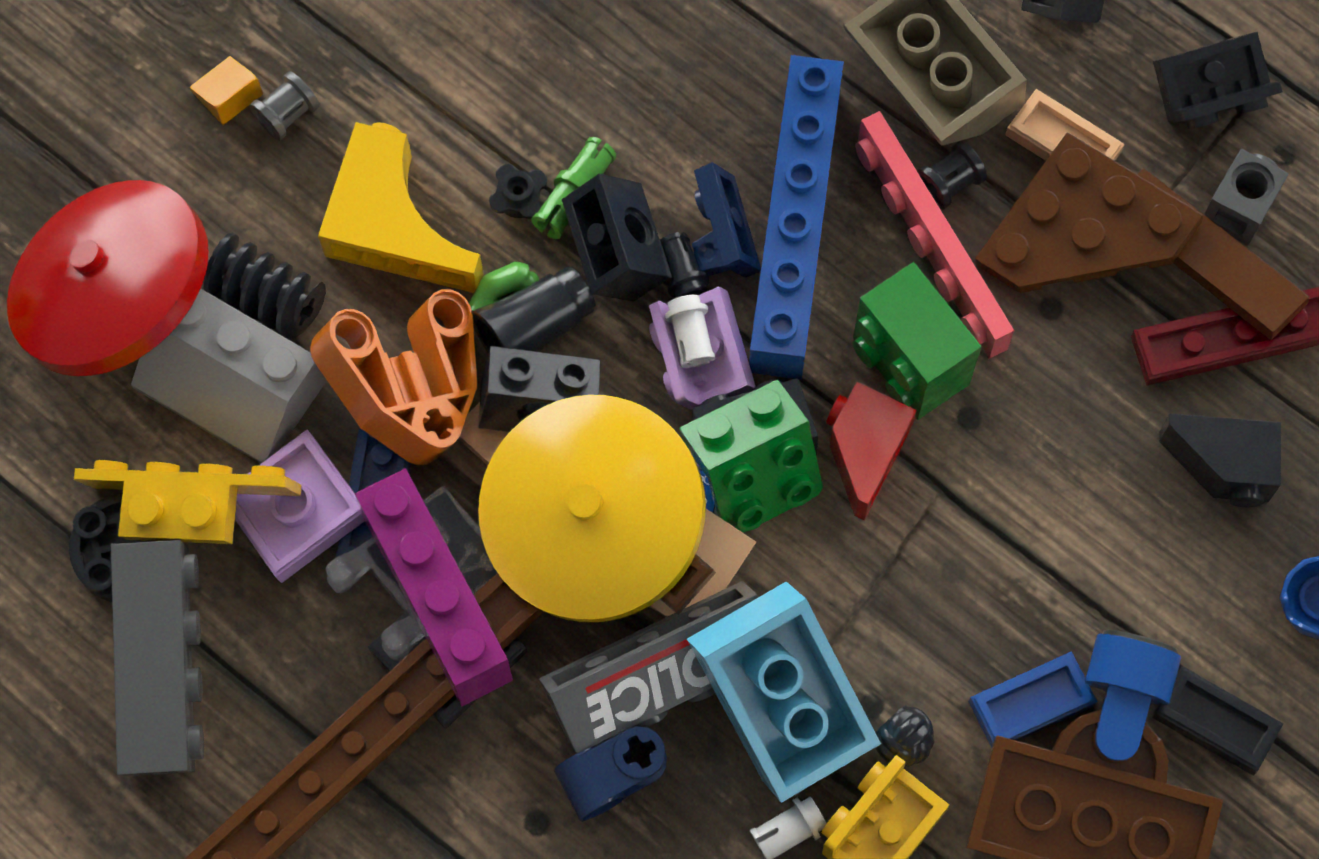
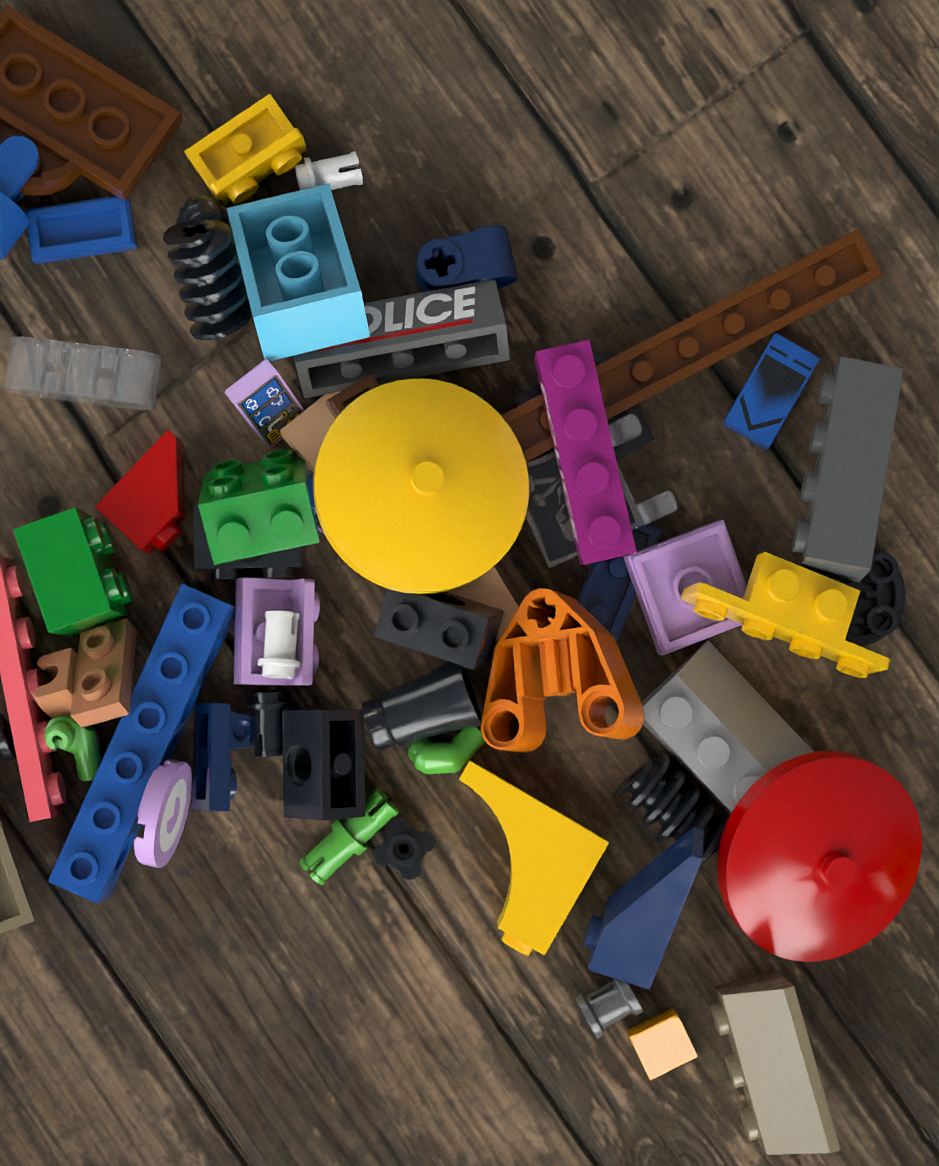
camera: 170 degrees left, 15 degrees up
(115, 88) = (774, 1066): none -> slope
(255, 730) = (770, 391): none -> blue tile
(268, 182) = (643, 914): none -> dark blue slope
(755, 151) = (163, 812): none -> lavender tile
(776, 555) = (265, 402): none -> tile
(859, 202) = (83, 742): none -> bright green arm
(862, 252) = (93, 682): none -> nougat plate
(880, 668) = (210, 276): none -> black piece
(977, 547) = (82, 373): none -> clear beam

